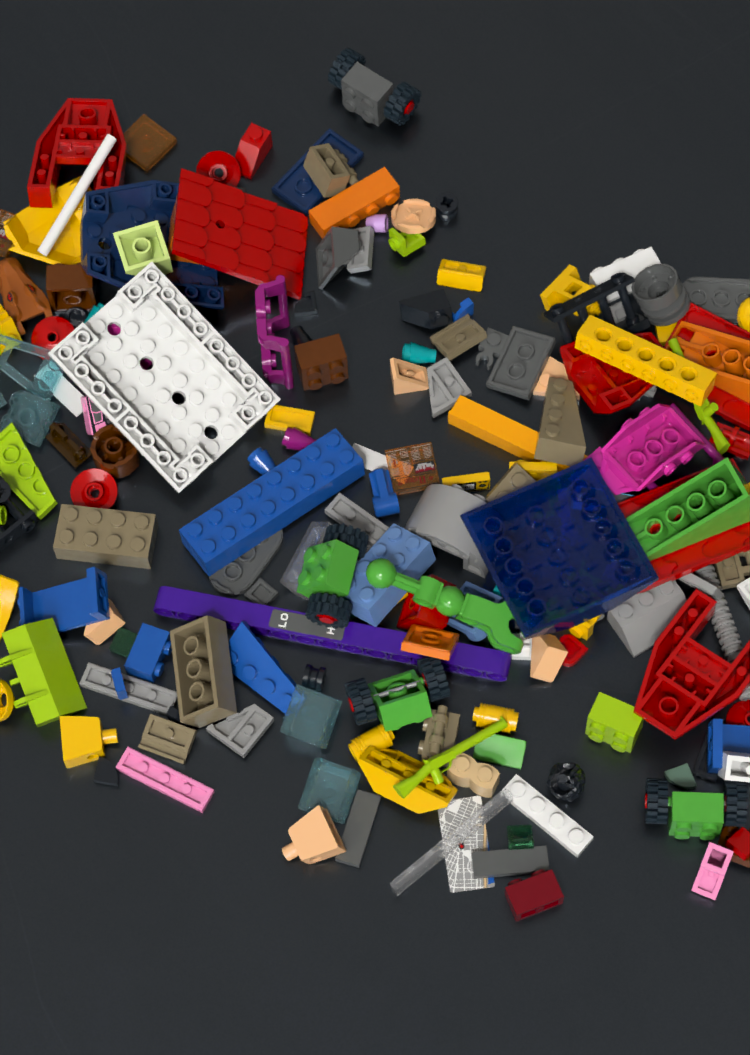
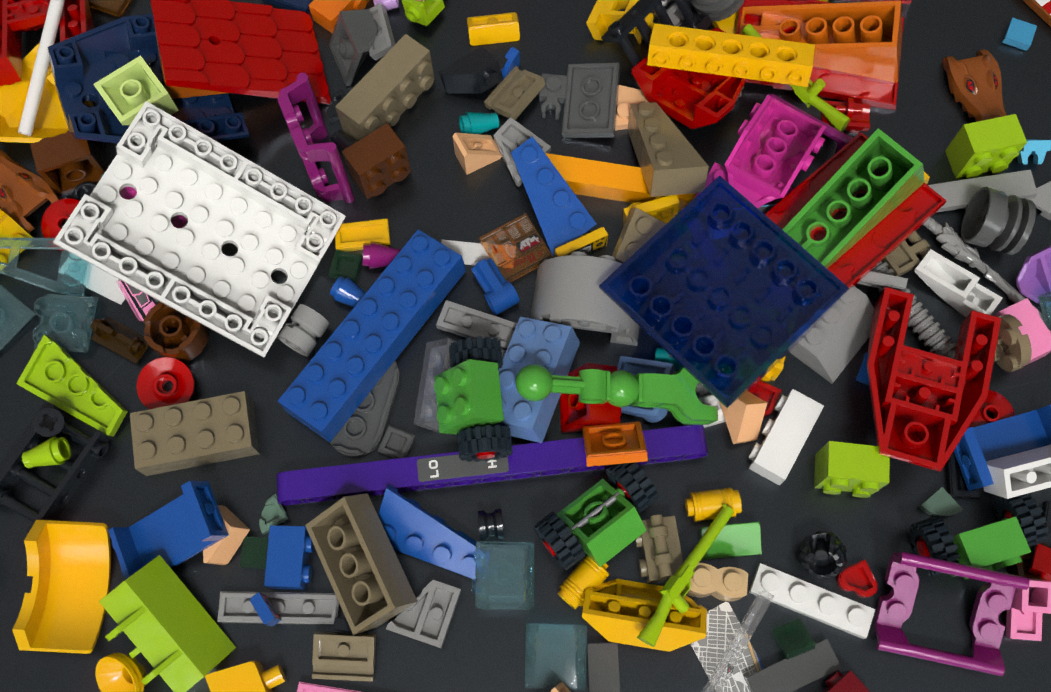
camera: 20 degrees left, 5 degrees up
(146, 616) = (272, 514): none -> sand green tile
(218, 480) = (303, 330): none -> light grey wheel
(268, 440) = (345, 265): none -> clear green tile
(350, 304) = (387, 89): none -> dark tan brick
(455, 437) = (553, 201): none -> blue wing
(574, 684) = (784, 436): none -> white brick
(590, 811) = (857, 579): none -> red tile
(611, 839) = (984, 623): none -> magenta piece

